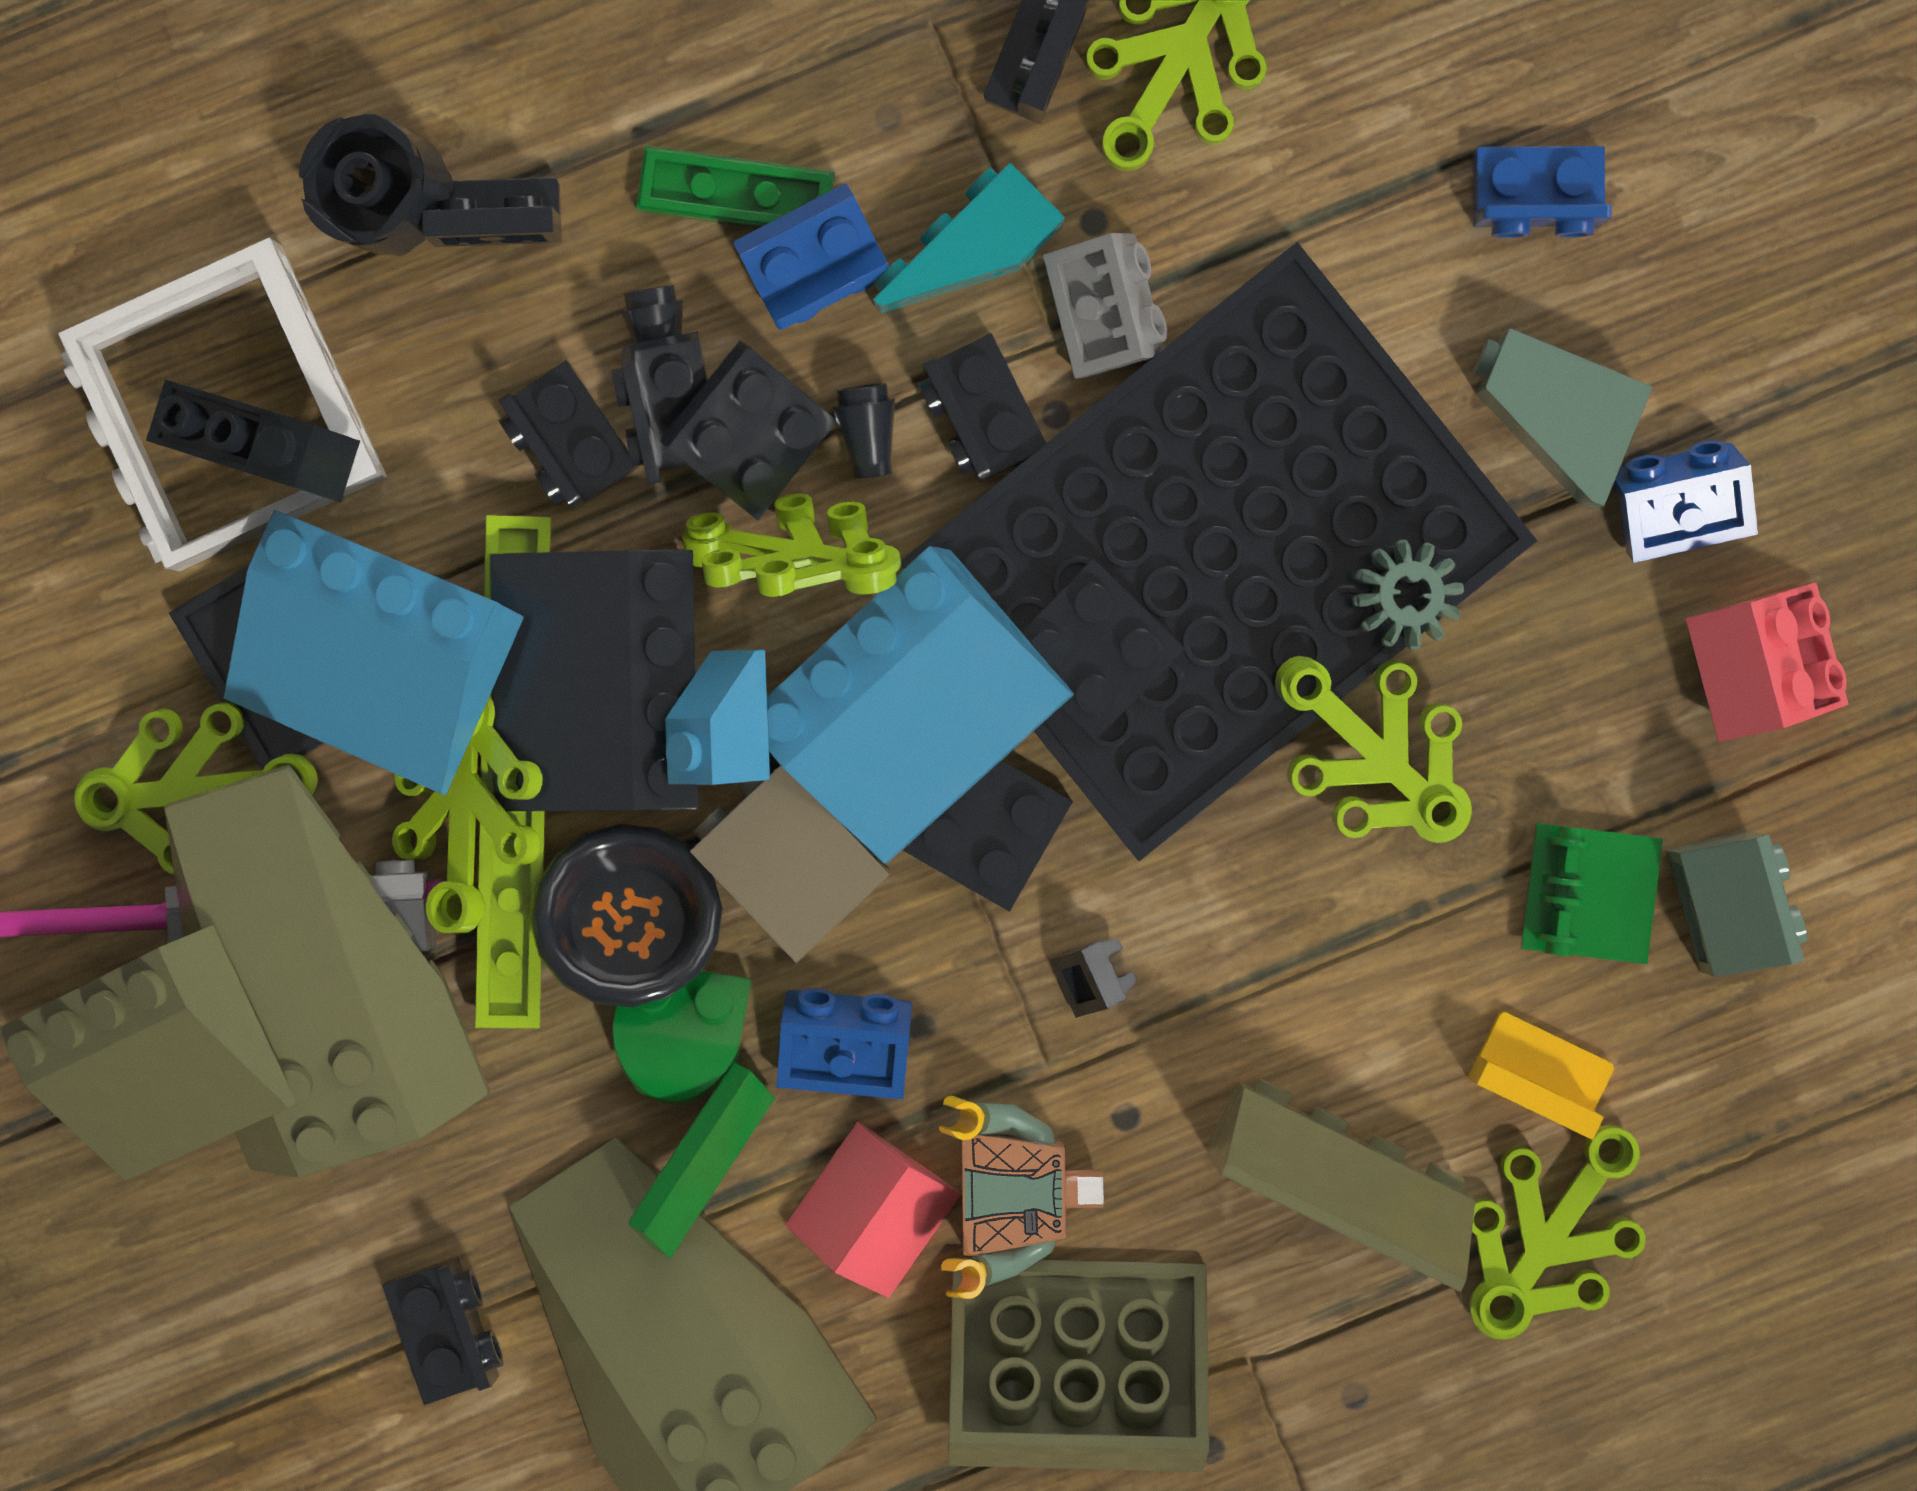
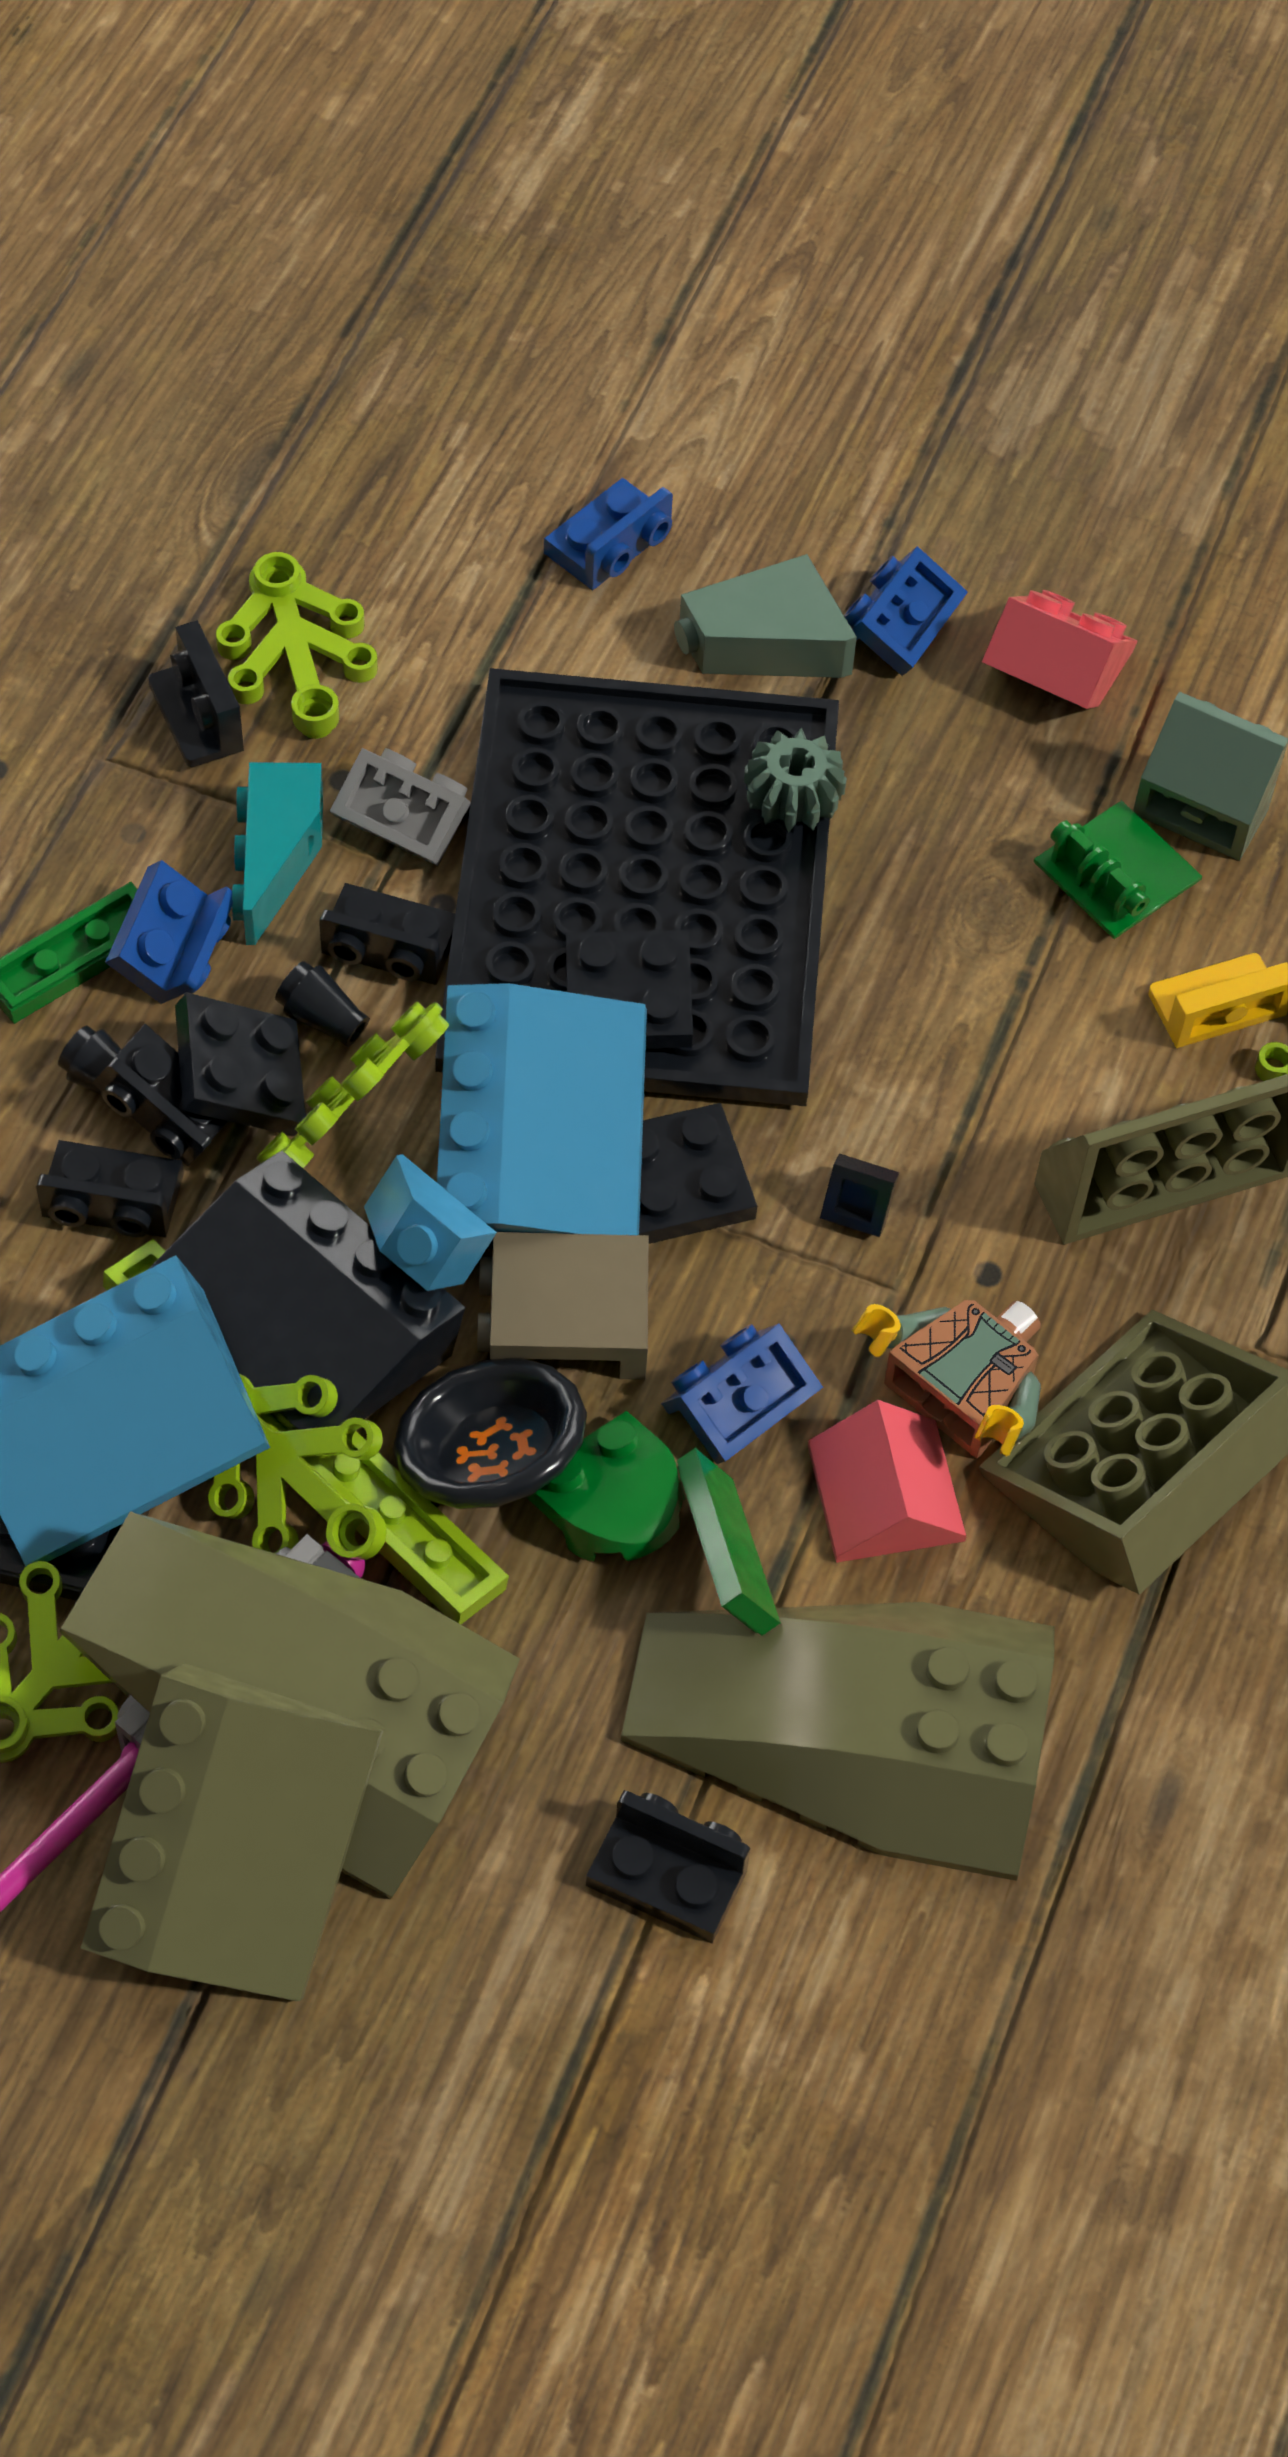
camera: 50 degrees left, 30 degrees down
(1384, 756) = (886, 890): lime plant -> none

